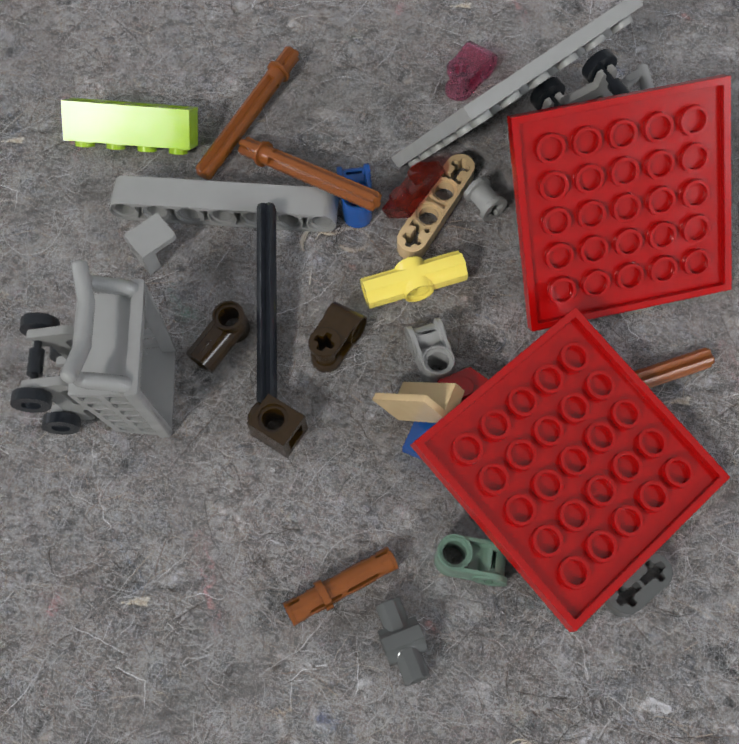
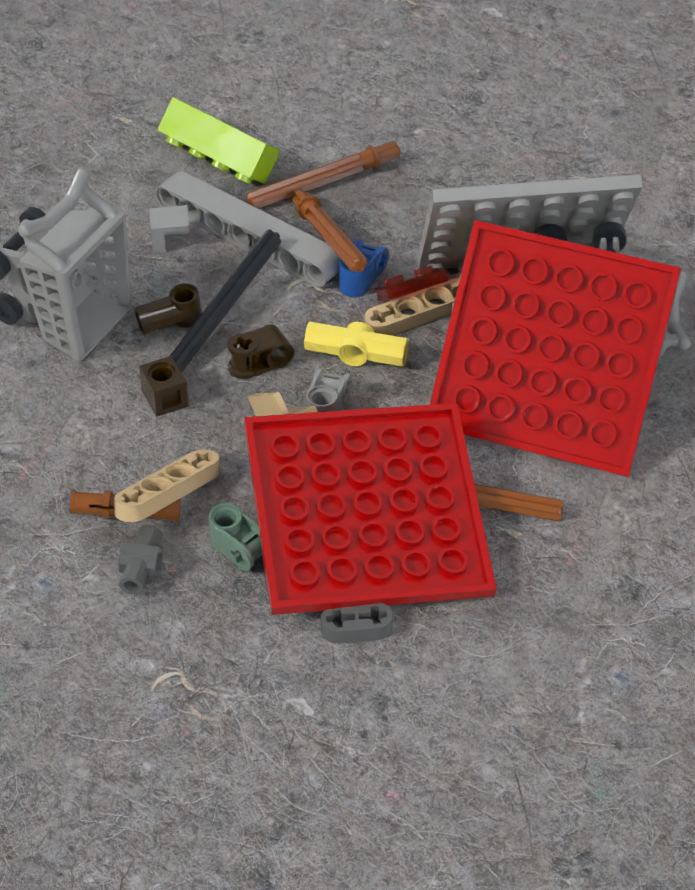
camera: 30 degrees right, 20 degrees down
(366, 543) = (166, 485): none -> tan beam

